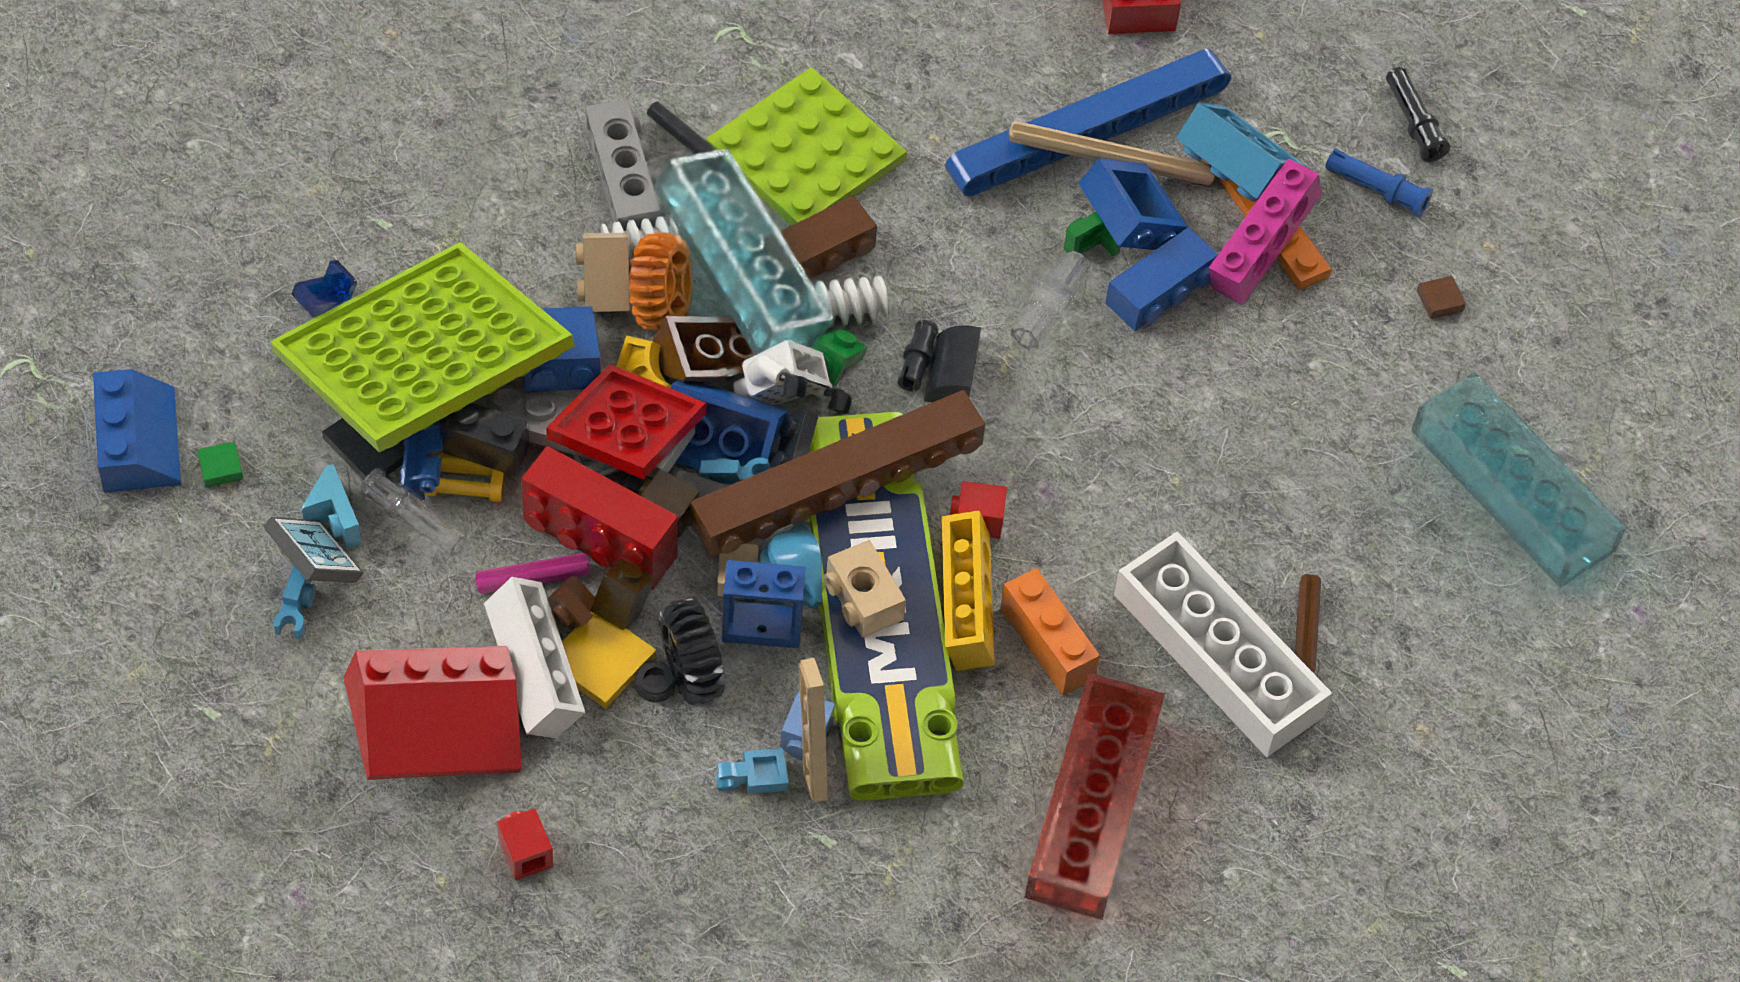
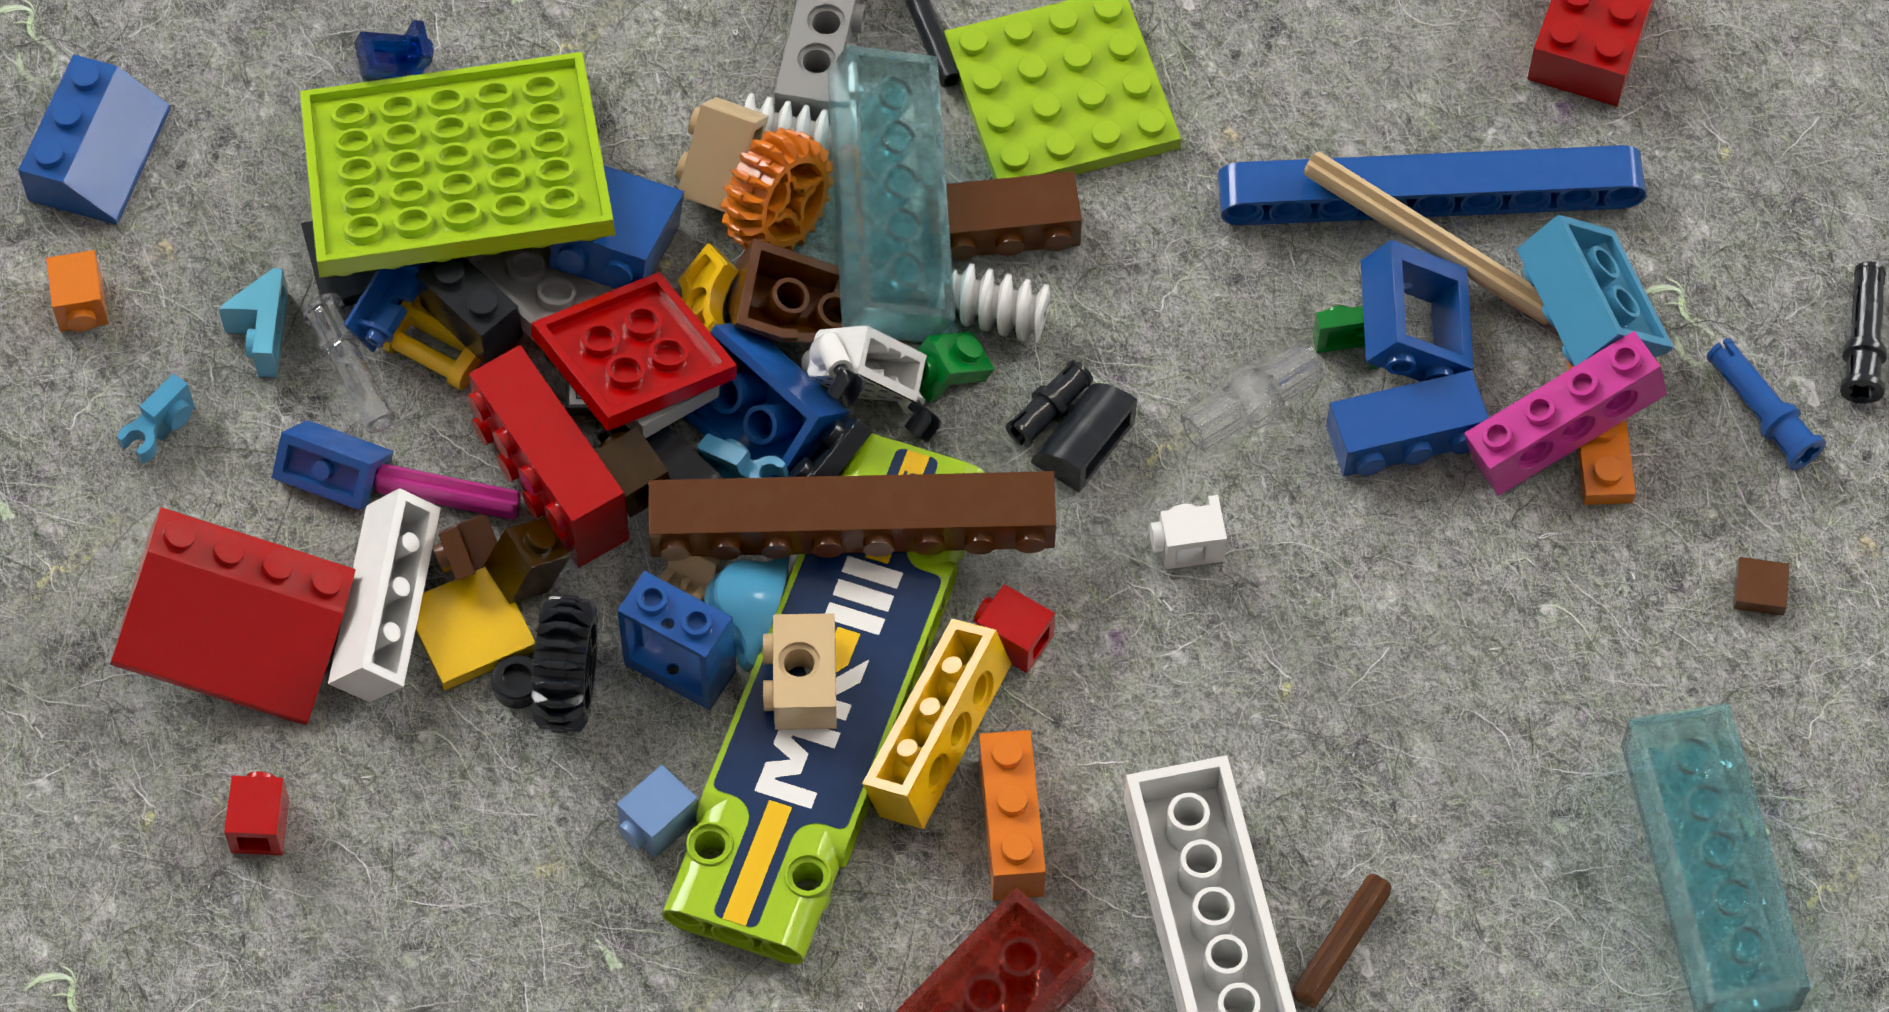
camera: 30 degrees right, 5 degrees up
(183, 538) = (77, 291): none -> orange brick
(220, 464) = (169, 217): green tile -> none
(313, 550) = (206, 363): tile -> none
(438, 586) = (329, 463): none -> blue panel
(760, 771) = (573, 844): dark azure plate -> none
(813, 729) = (634, 820): tan tile -> none
(1062, 404) = (1190, 535): none -> white brick

